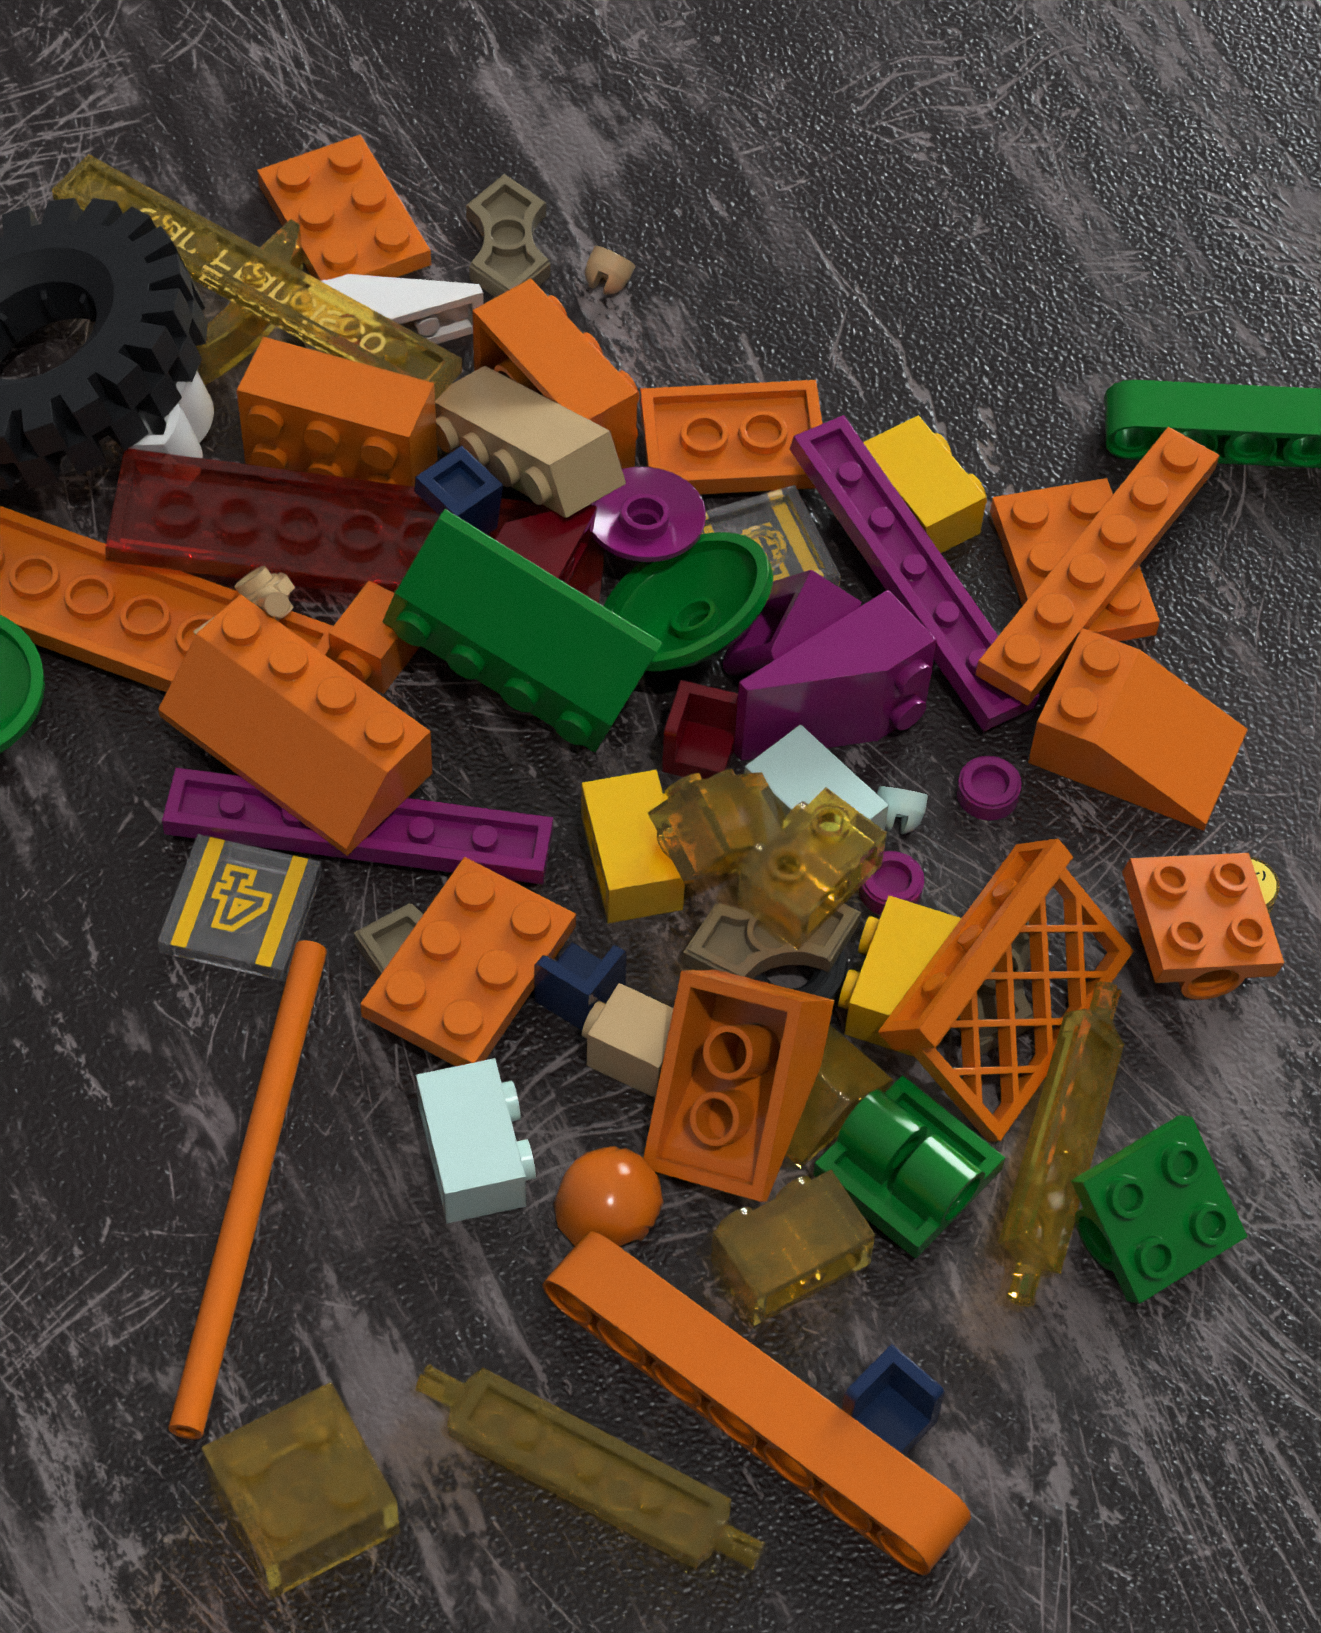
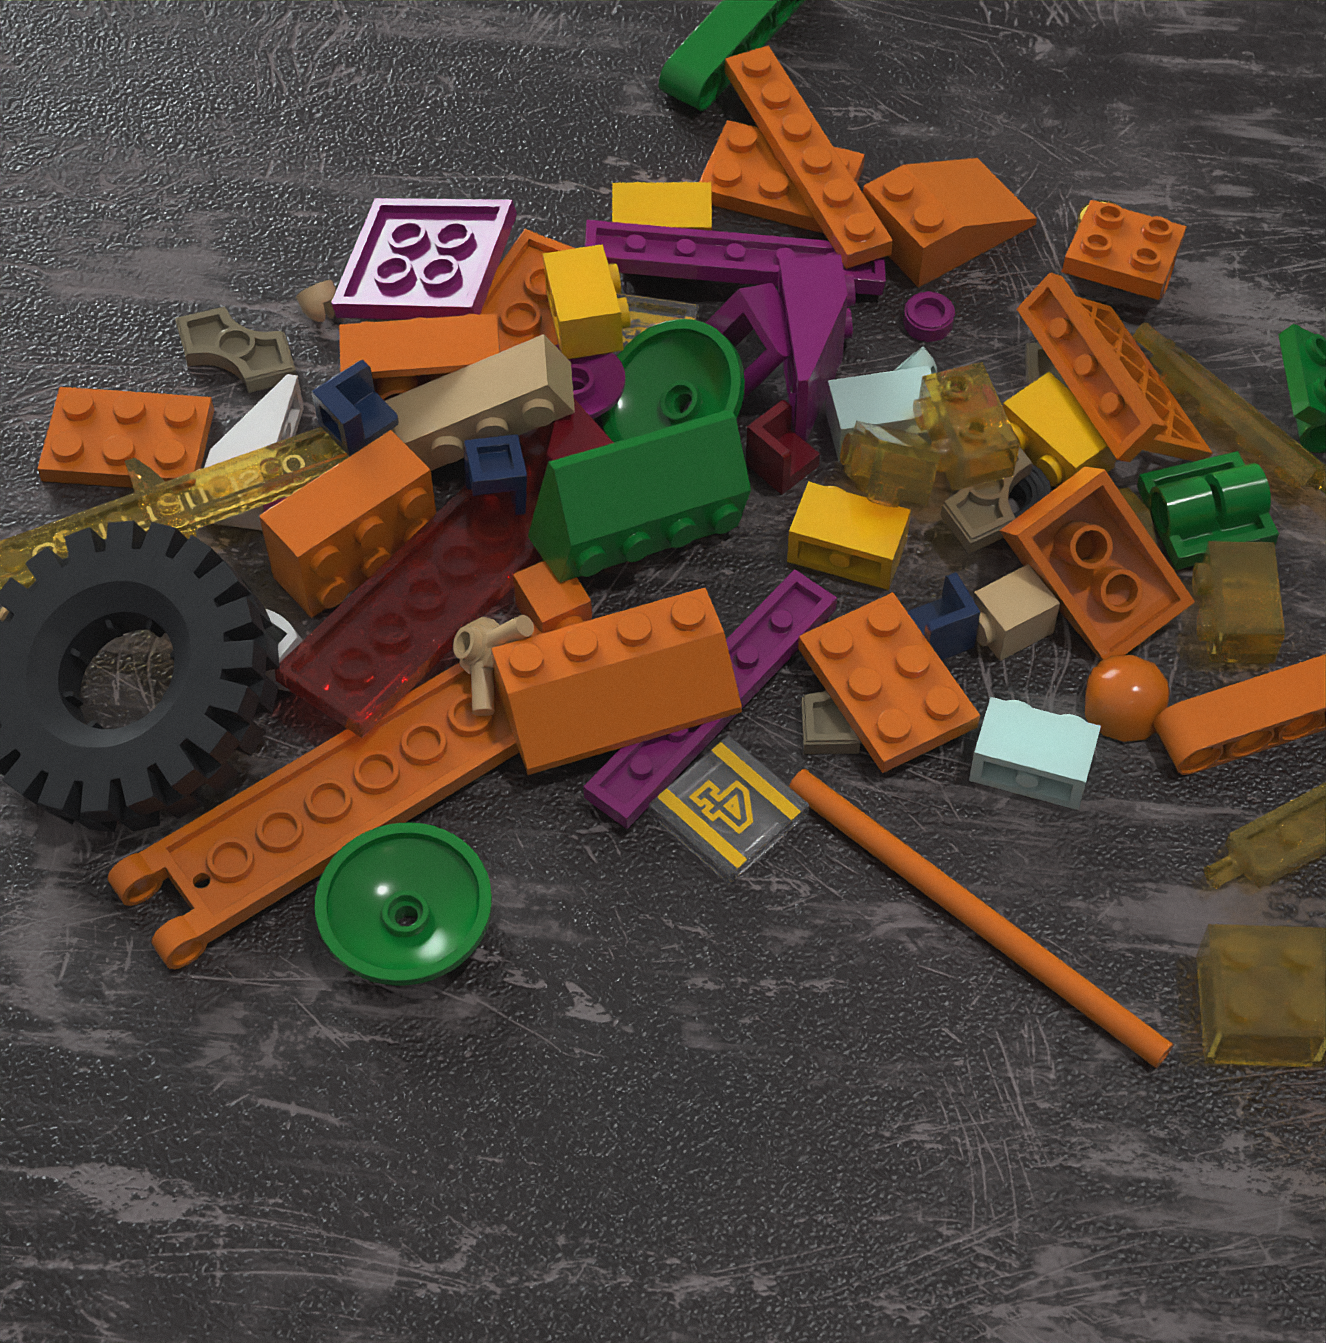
camera: 55 degrees left, 0 degrees up
(443, 342) = (352, 409): none -> dark blue panel
(711, 320) = (424, 258): none -> magenta plate
(735, 465) = (585, 301): none -> yellow brick

